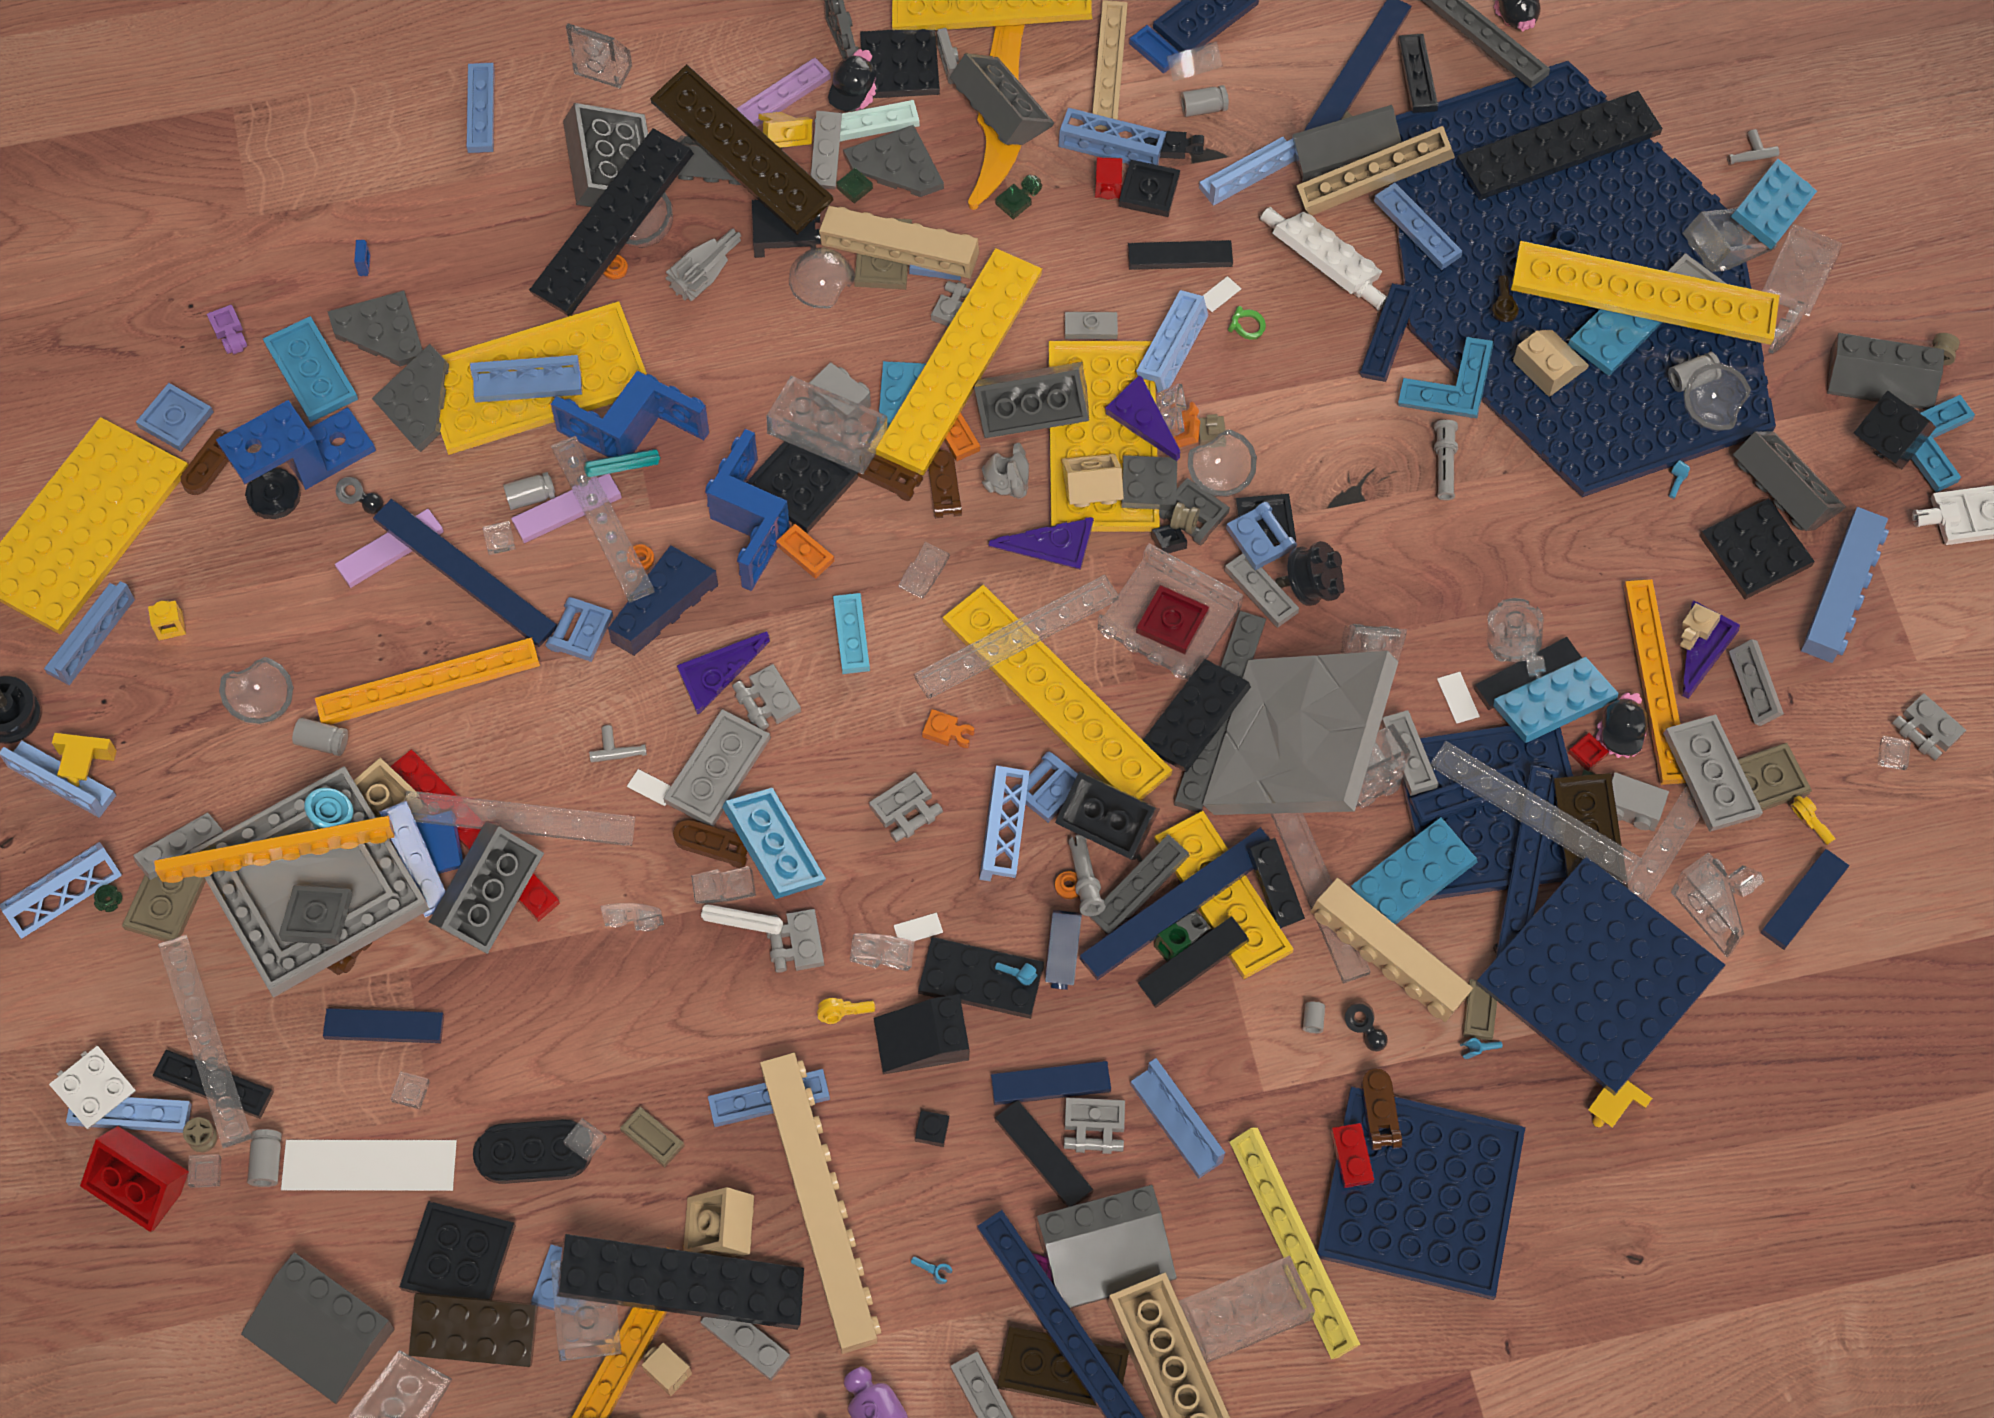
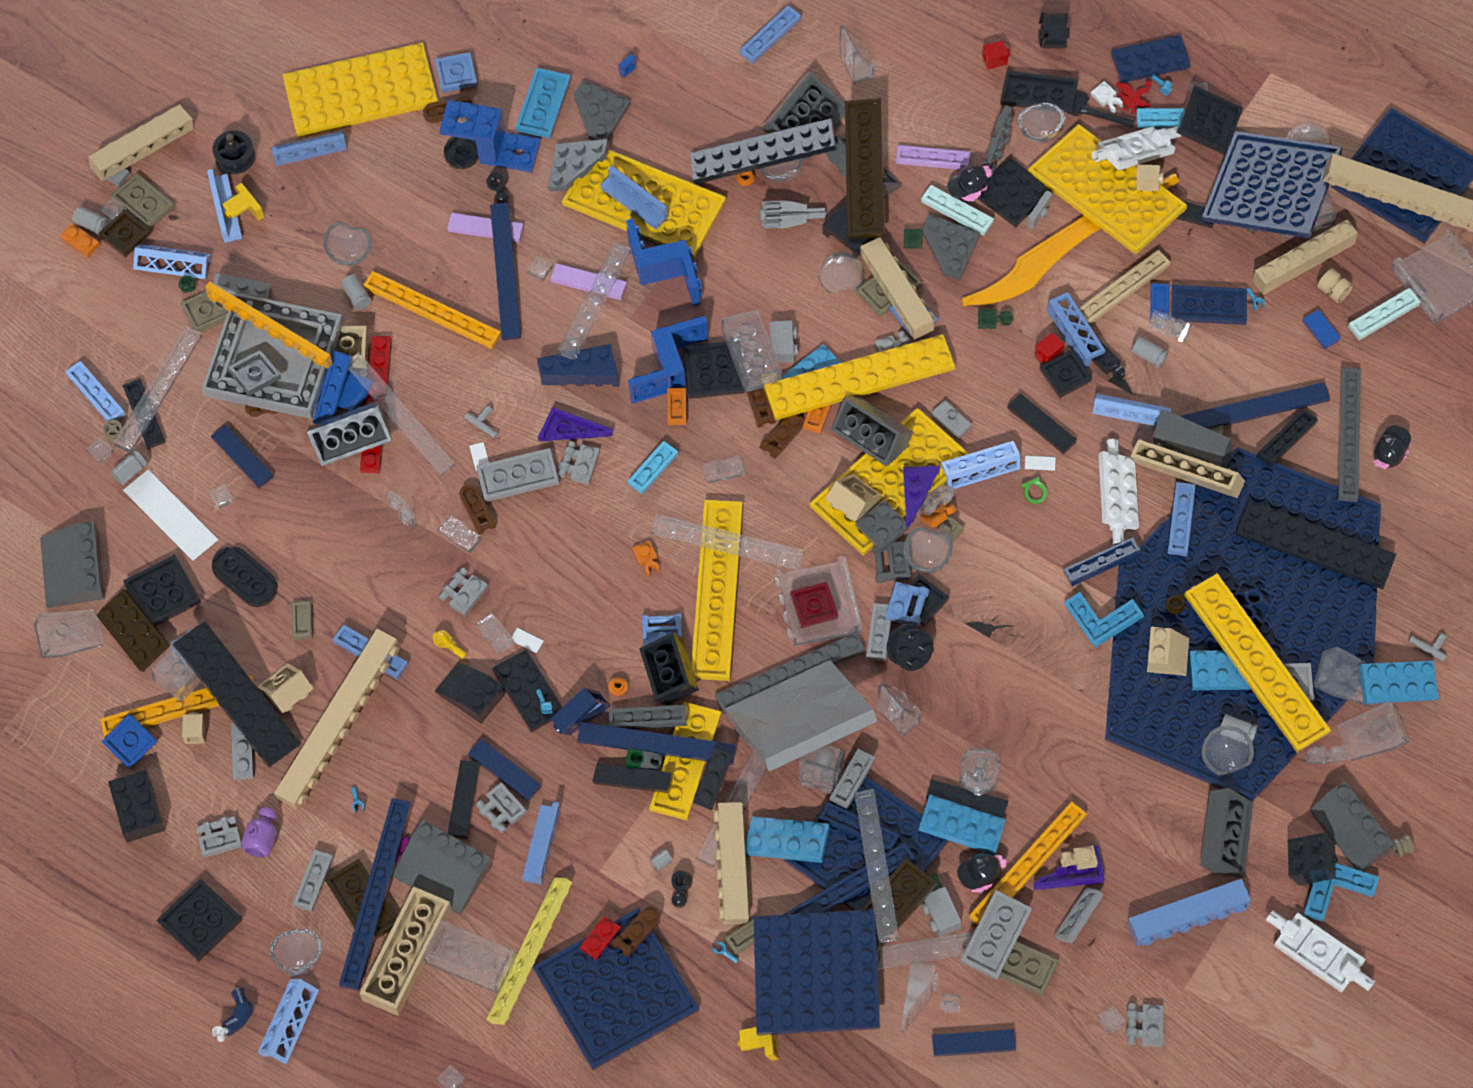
camera: 50 degrees right, 0 degrees up
(92, 1087) = (89, 365): white plate -> none
(133, 1178) = (67, 423): red slope -> none
(163, 614) = (349, 169): yellow brick -> none
(226, 324) = (527, 44): medium lavender plate -> none
(328, 808) = (310, 326): medium azure hat -> none
(529, 491) = (578, 257): light grey piece -> none
(584, 1139) = (269, 591): clear plate -> none
(587, 632) = (530, 352): medium blue plate -> none
(621, 463) = (635, 282): teal axle -> none
(644, 551) = (595, 334): orange plate -> none
(742, 919) = (448, 557): white axle -> none
(773, 843) = (501, 534): dark azure plate -> none
(786, 129) = (907, 177): yellow piece -> none
(826, 148) = (917, 206): light grey plate -> none
(901, 800) = (583, 570): light grey plate -> none
(932, 1128) = (427, 738): black plate -> none
(993, 824) = (616, 622): light blue fence -> none
(1000, 99) = (1038, 257): dark grey slope -> none
(1007, 475) = (816, 457): light grey helmet -> none
(1055, 544) = (802, 515): dark purple wing -> none
(1087, 885) = (623, 693): light grey pin -> none
(1169, 539) = (862, 564): black plate -> none
(1185, 518) = (877, 559): dark tan wheel -> none
(1196, 714) = (771, 662): black plate -> none
(1446, 448) = (1060, 649): light grey pin -> none
(1458, 697) = (918, 779): white sticker -> none
(1535, 664) = (970, 797): clear plate -> none
(1588, 752) = (949, 867): red tile -> none
(1681, 472) = (1174, 777): dark azure hand -> none
(1756, 549) = (1166, 852): black plate -> none
(1804, 809) = (1026, 1000): yellow plate -> none

